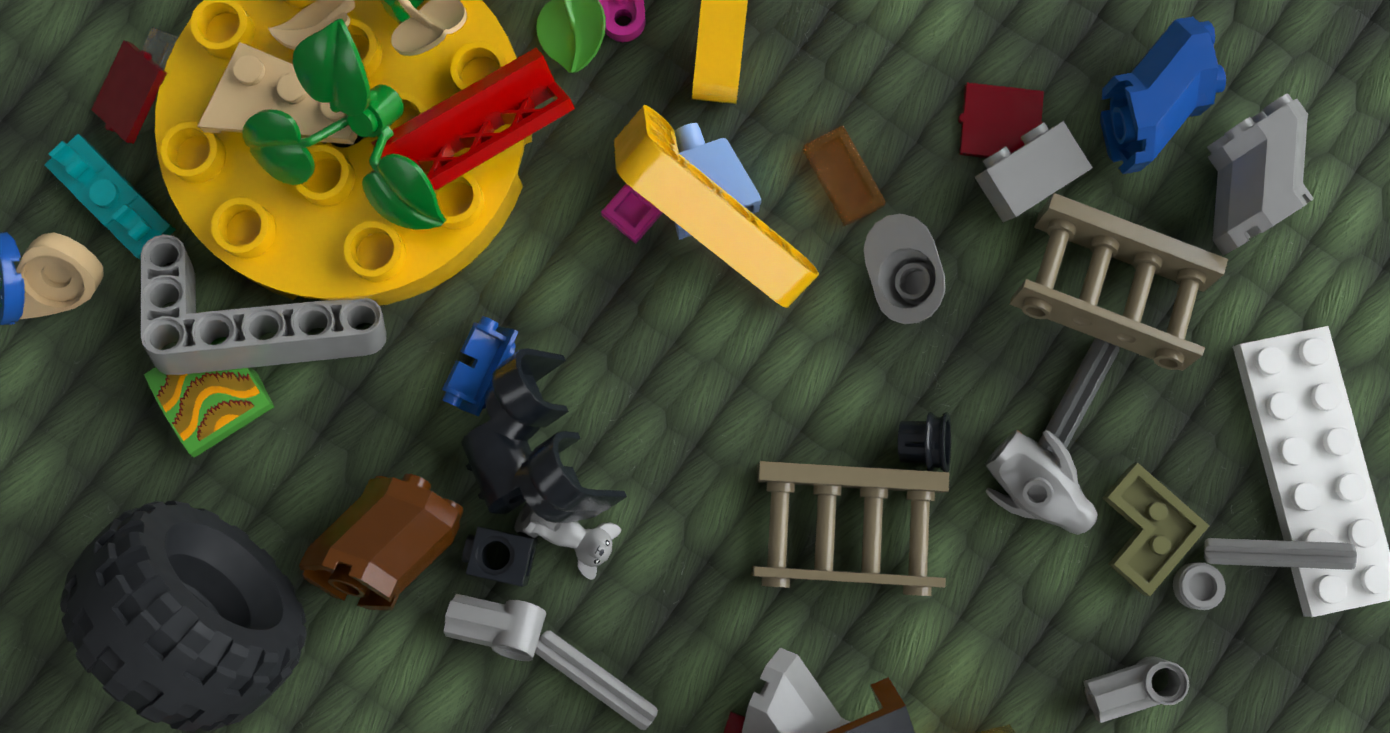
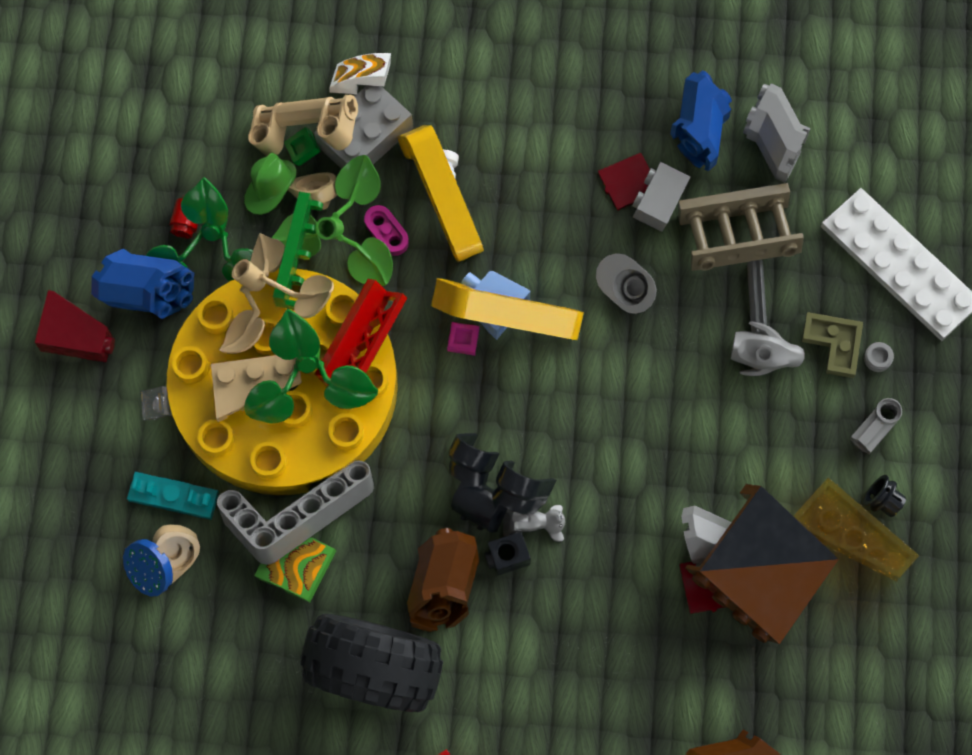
camera: 25 degrees left, 10 degrees down
(128, 91) = (153, 431): dark red piece -> none
(489, 347) = (436, 475): blue hinge -> none
(507, 628) = (536, 588): light grey piece -> none
(596, 680) = (598, 589): light grey axle -> none
(844, 175) = (563, 255): clear orange tile -> none
(873, 487) = (680, 403): dark tan fence -> none
(926, 442) = (699, 369): black piece -> none
(1280, 553) = (906, 315): light grey axle -> none

